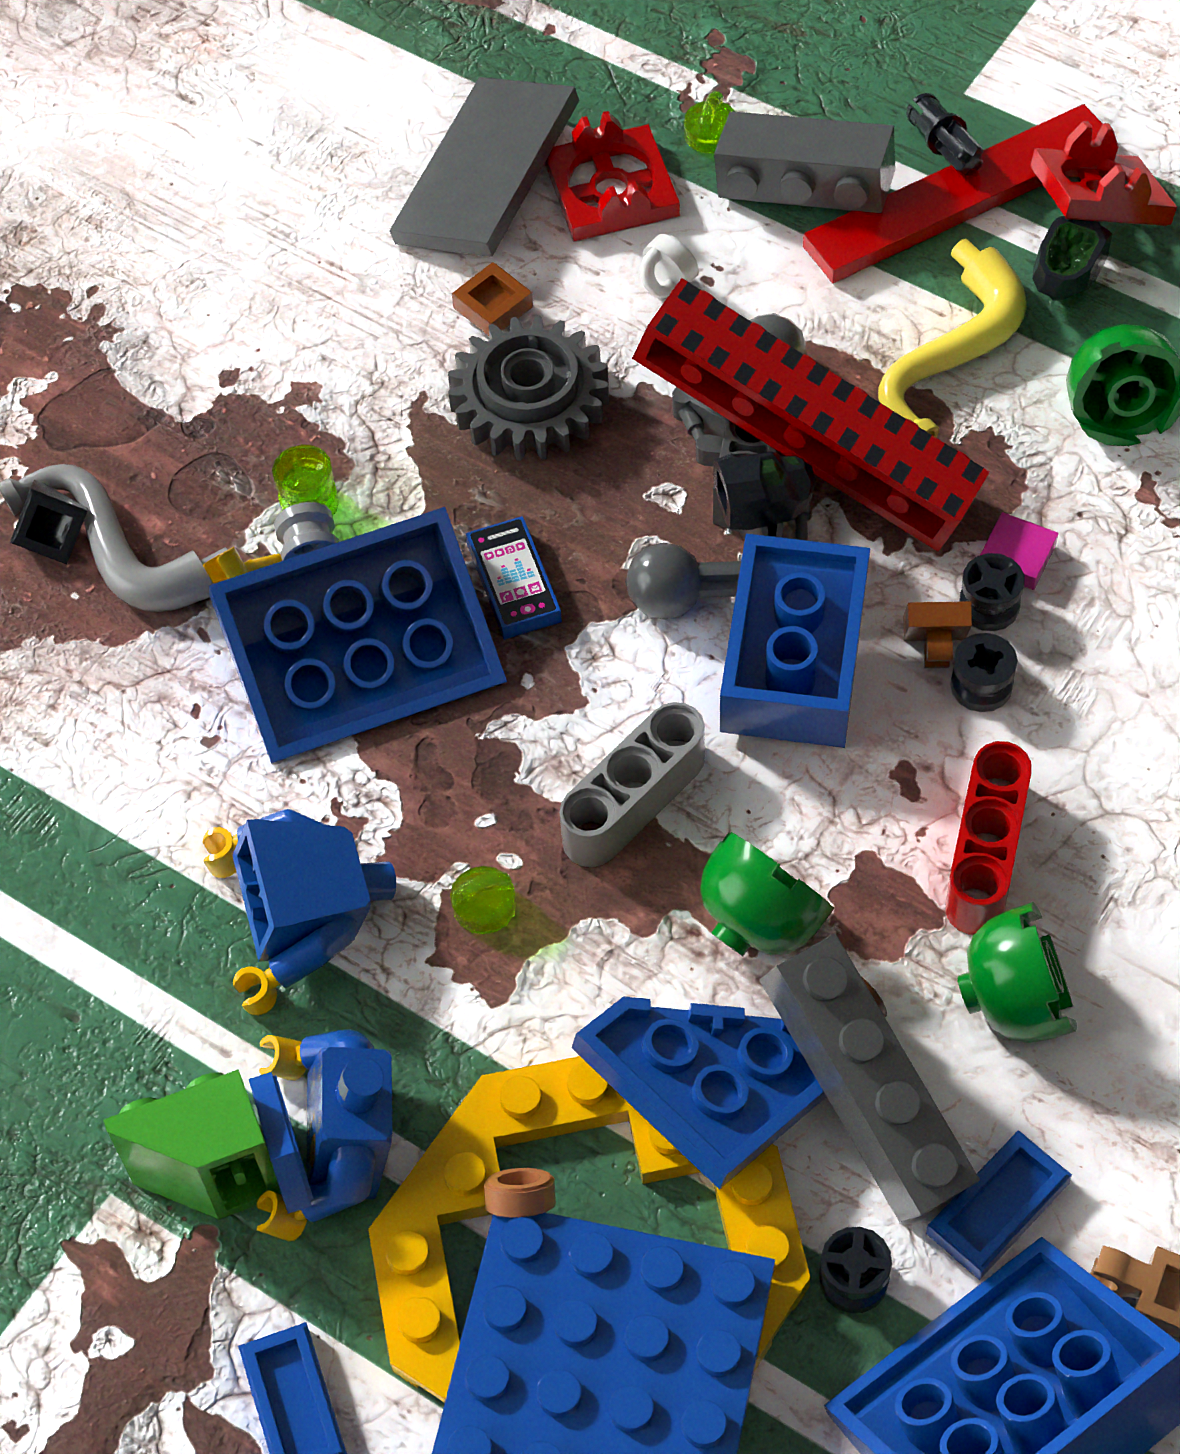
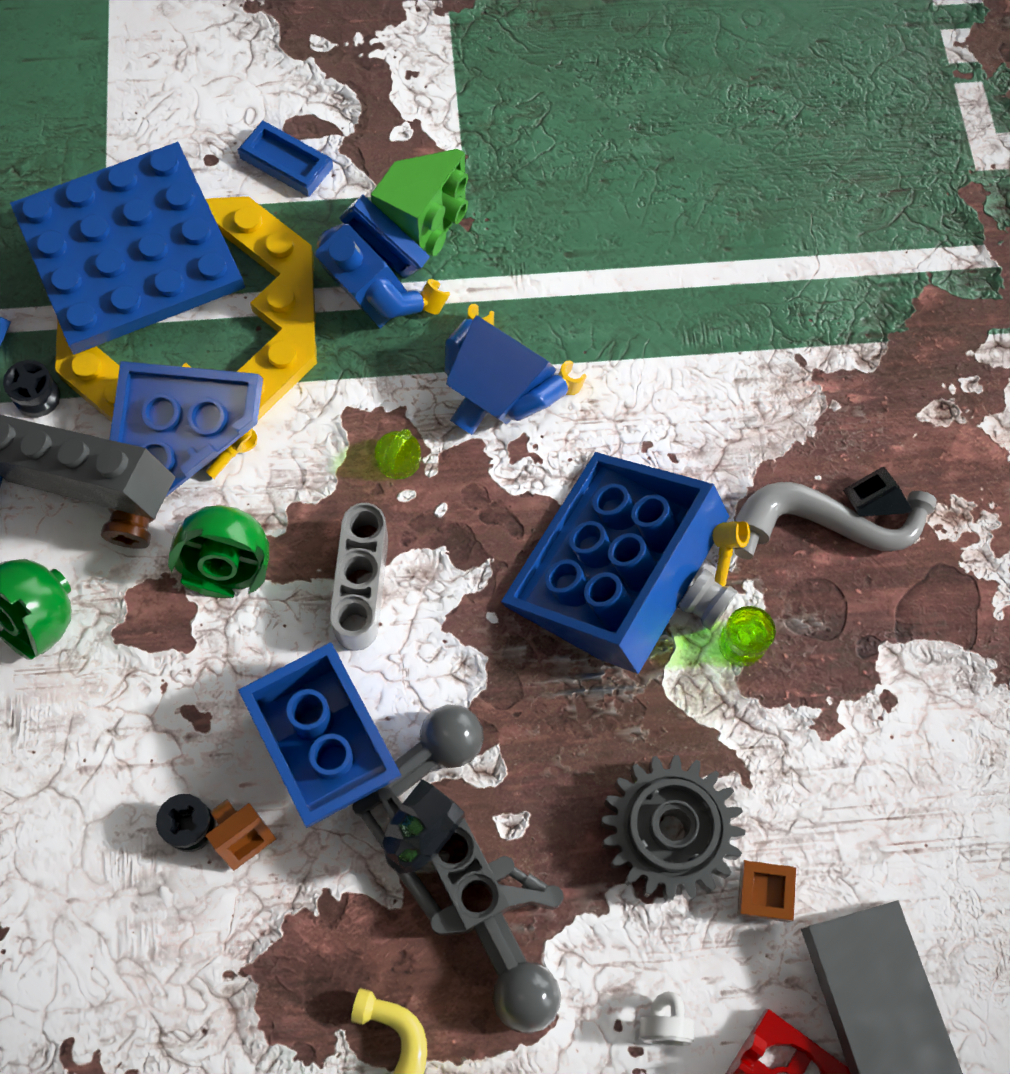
camera: 135 degrees right, 10 degrees up
(513, 577) = (558, 677): tile -> none
(519, 1192) = (235, 293): nougat tile -> none
(810, 414) = (435, 920): red brick -> none
(992, 811) = (90, 679): red beam -> none
(998, 578) = (211, 889): black wheel -> none
(1024, 543) = (226, 953): dark pink tile -> none

